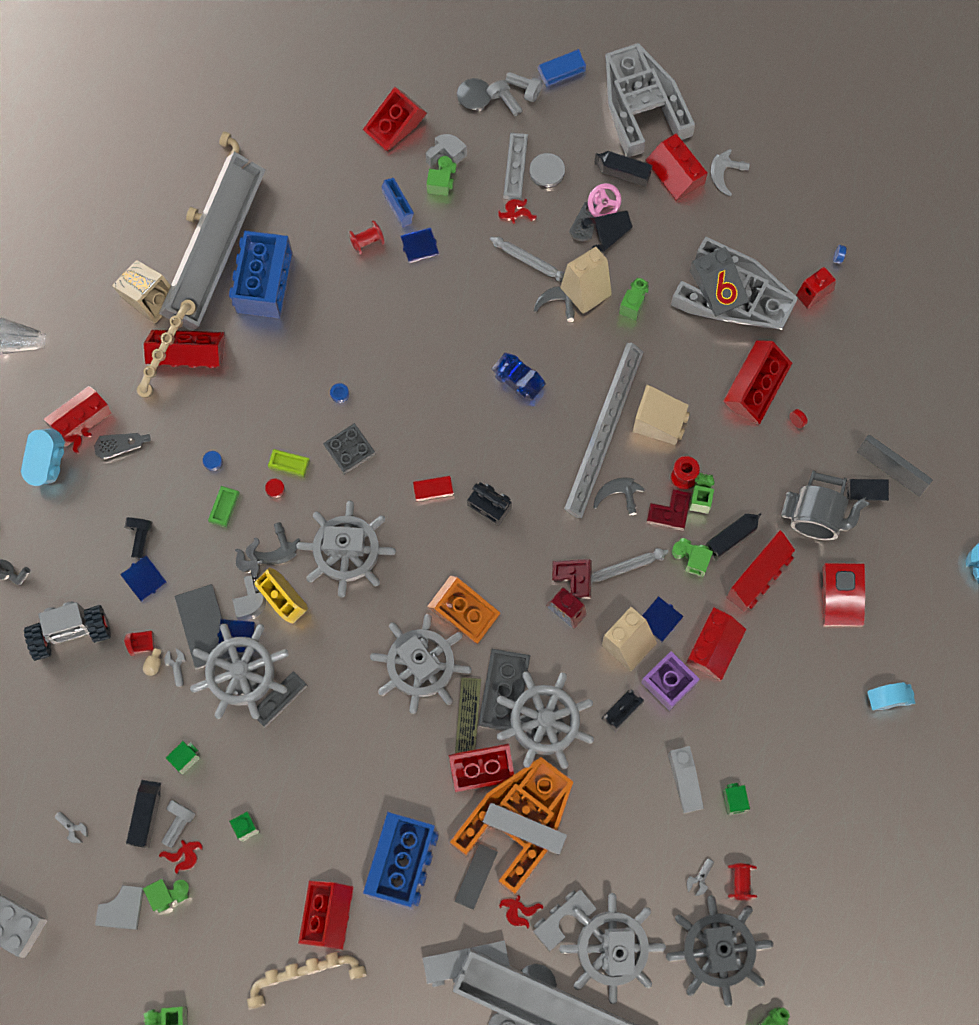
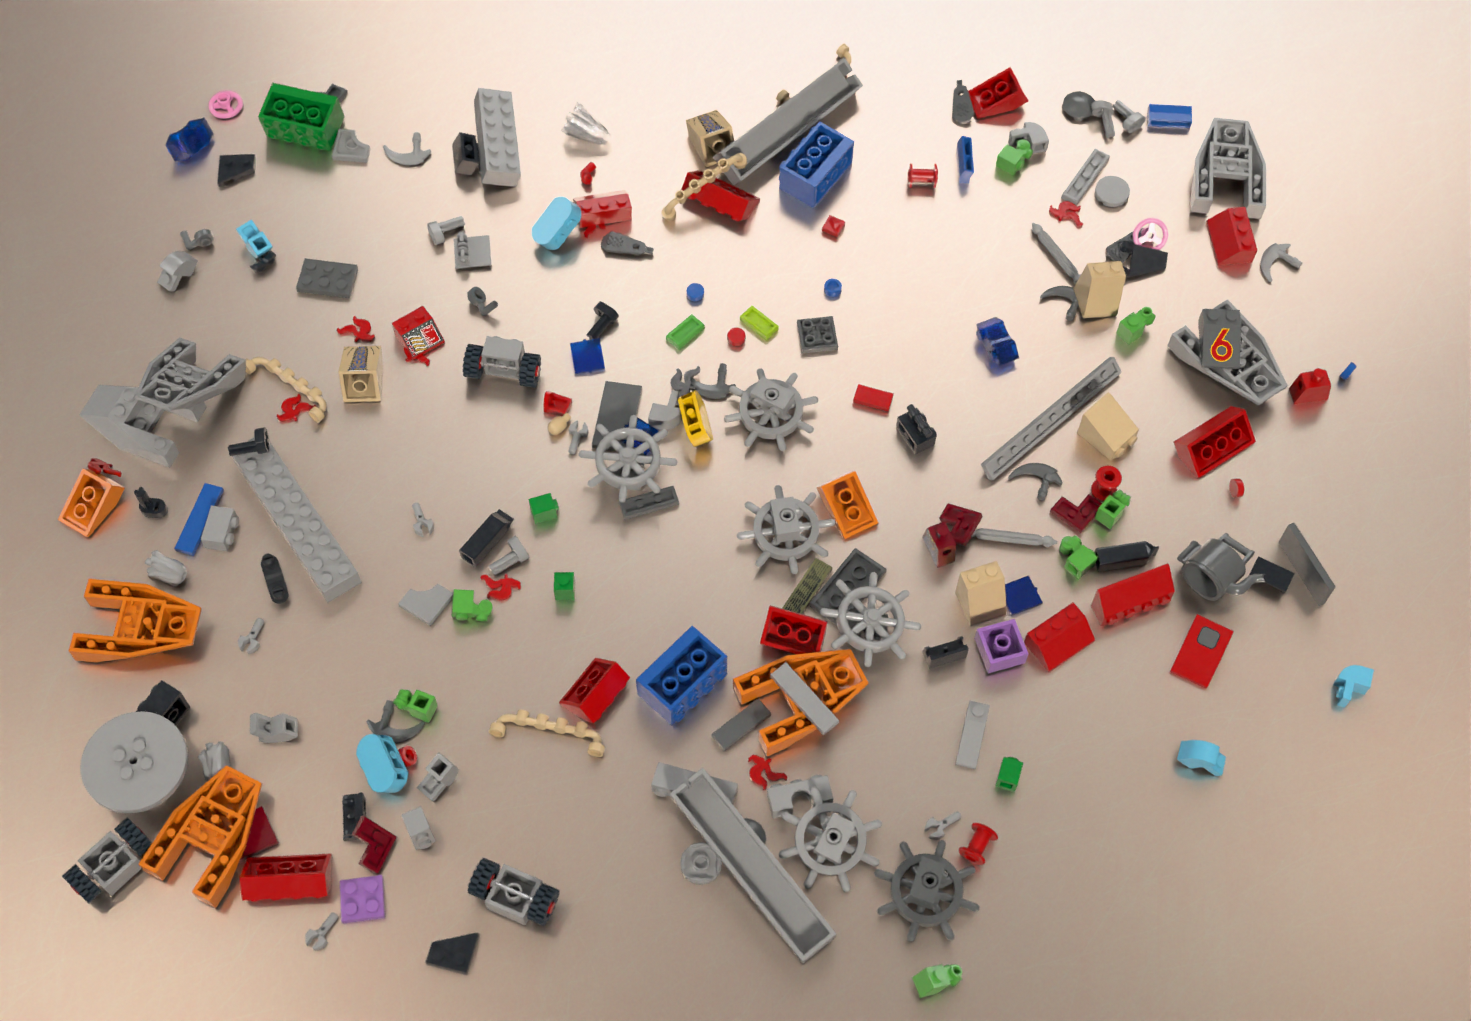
camera: 25 degrees right, 10 degrees down
(42, 386) = (585, 173): none -> red arm
(308, 328) = (833, 226): none -> red tile
(364, 142) = (962, 105): none -> dark grey piece
(419, 245) = (966, 203): clear blue piece -> none
(624, 167) = (1183, 217): black piece -> none

